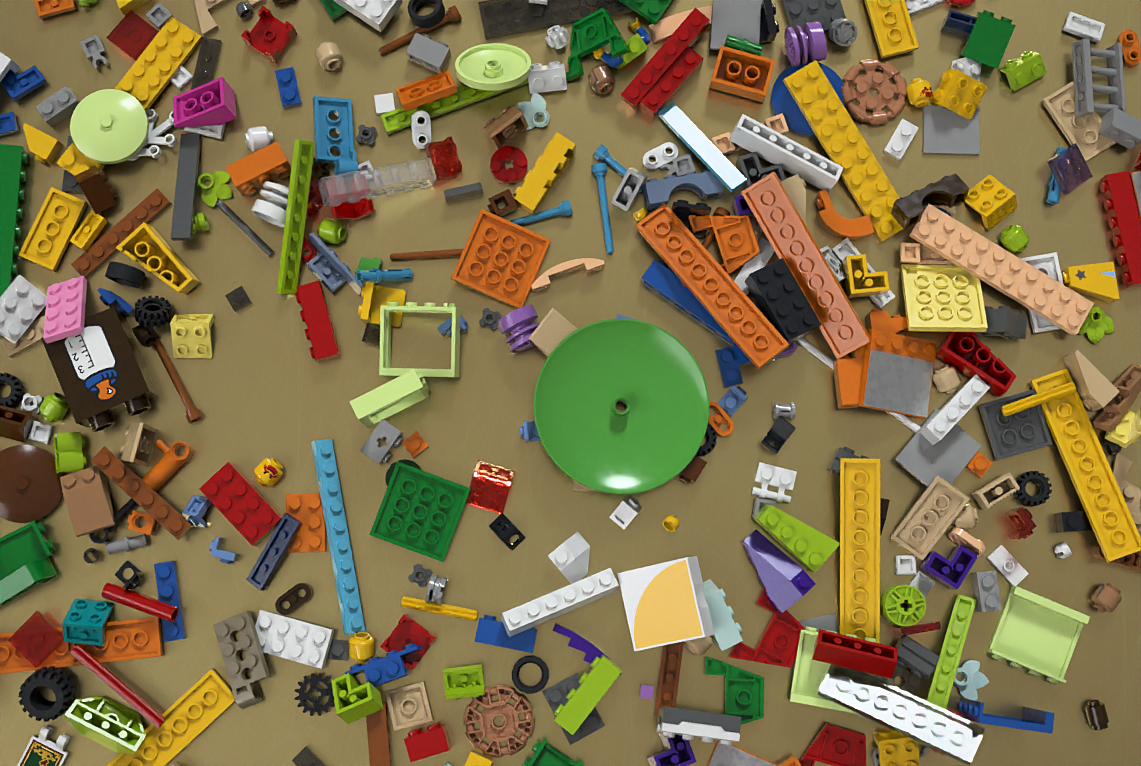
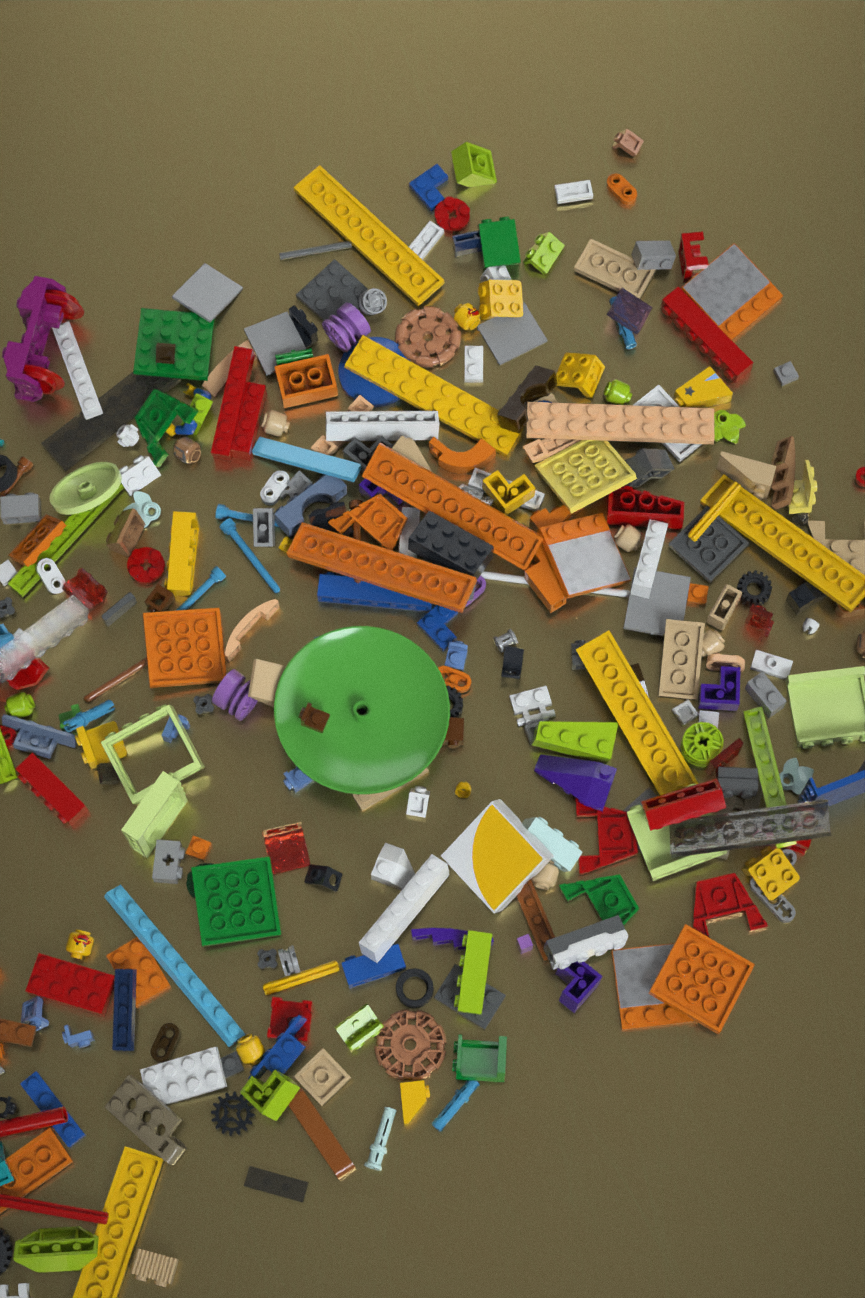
camera: 25 degrees left, 10 degrees down
(427, 742) = (356, 1096): red brick -> none
(574, 391) = (314, 718): none -> reddish brown bracket
(693, 97) = (275, 423): none -> tan head
(1083, 78) = (597, 233): light grey fence -> none

